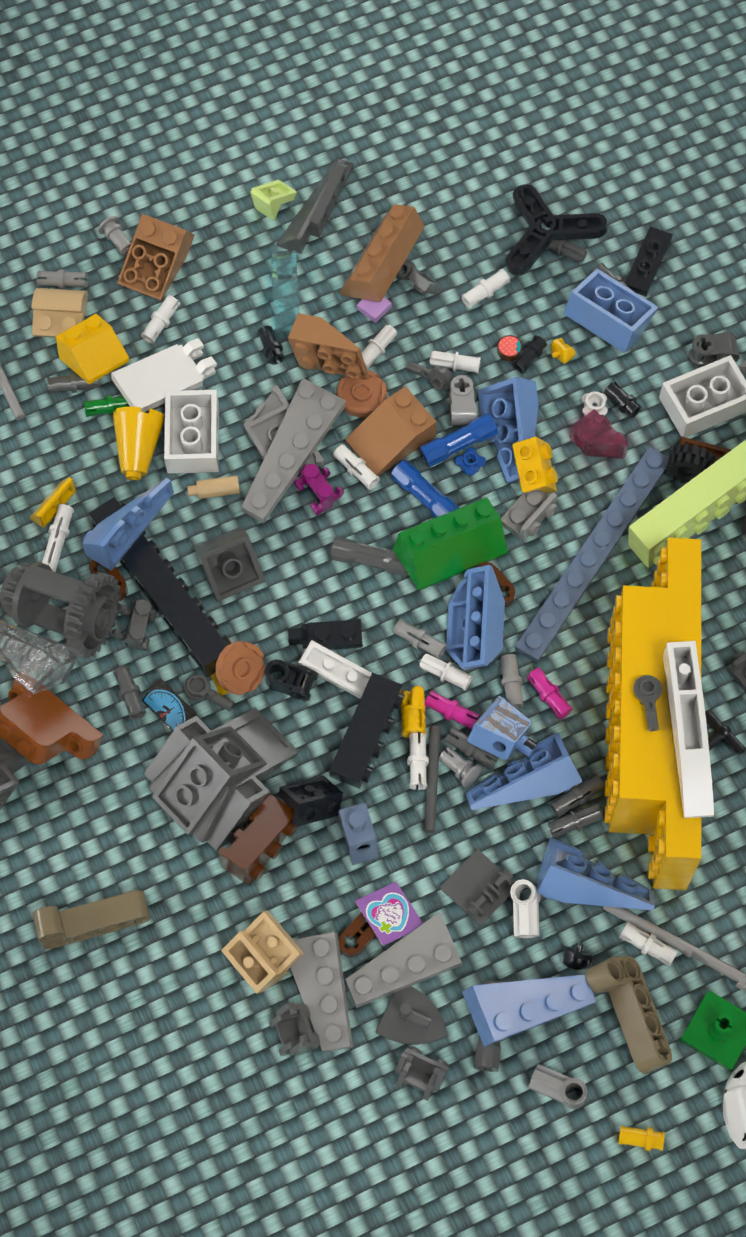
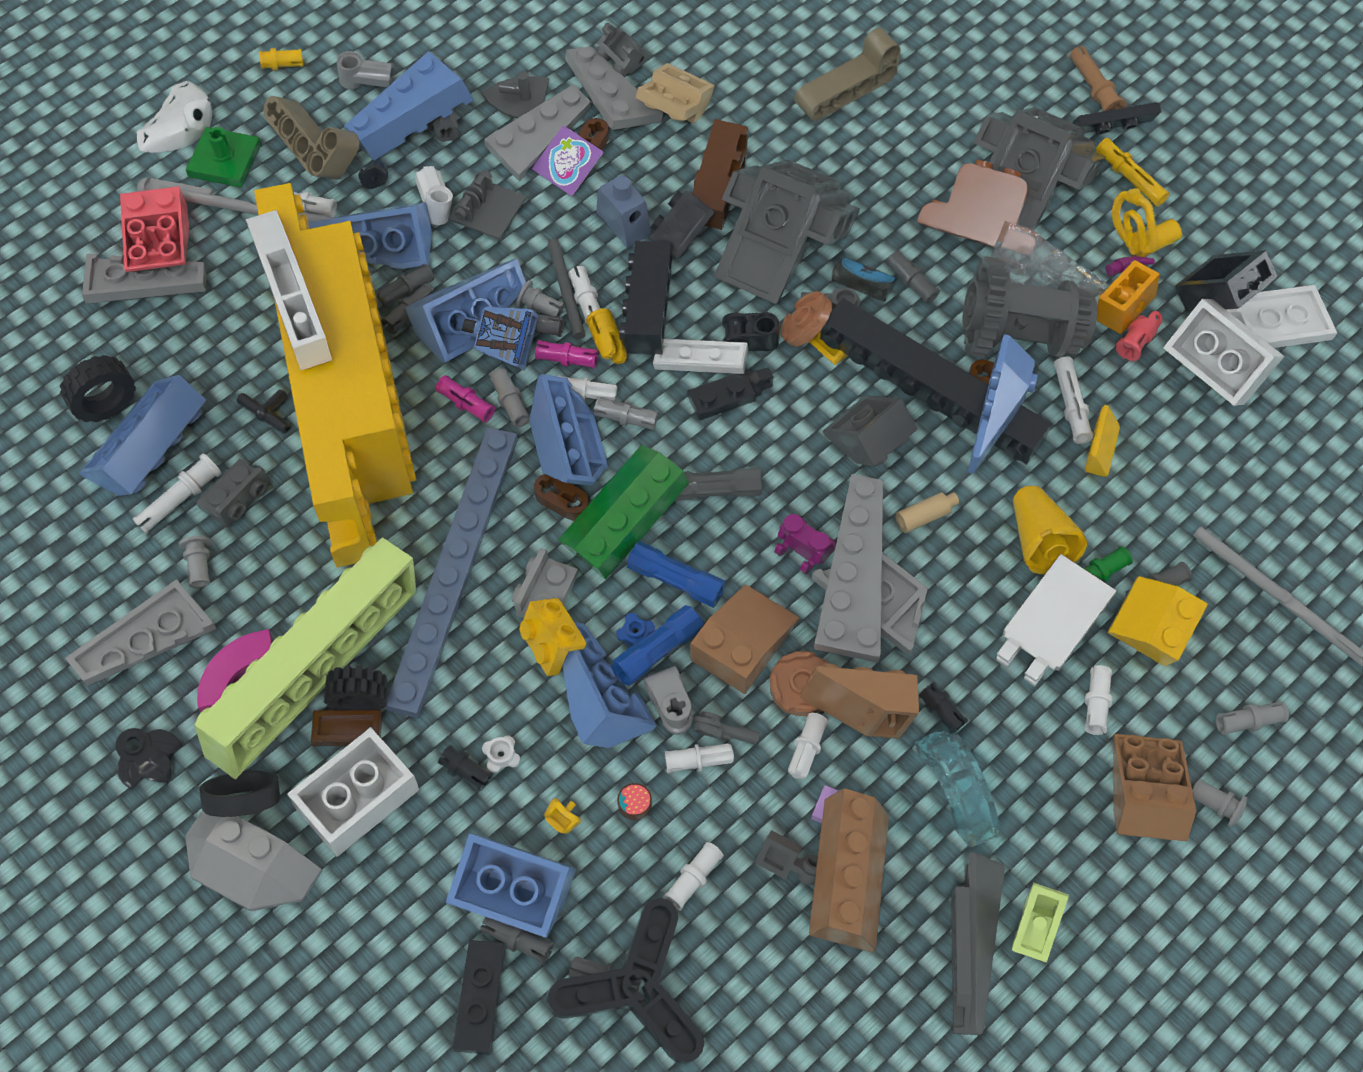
camera: 160 degrees right, 5 degrees down
(57, 310) = (1230, 670): tan brick -> none
(136, 625) = (938, 333): dark grey piece -> none
(191, 431) = (984, 556): white brick -> none
(356, 467) = (771, 584): white pin -> none
(421, 1071) = (495, 50): dark grey piece -> none
(531, 351) = (602, 801): black pin -> none
(597, 437) = (484, 702): clear pink slope -> none
(647, 691) = (340, 318): dark grey plate -> none
(713, 348) = (353, 876): dark grey piece -> none

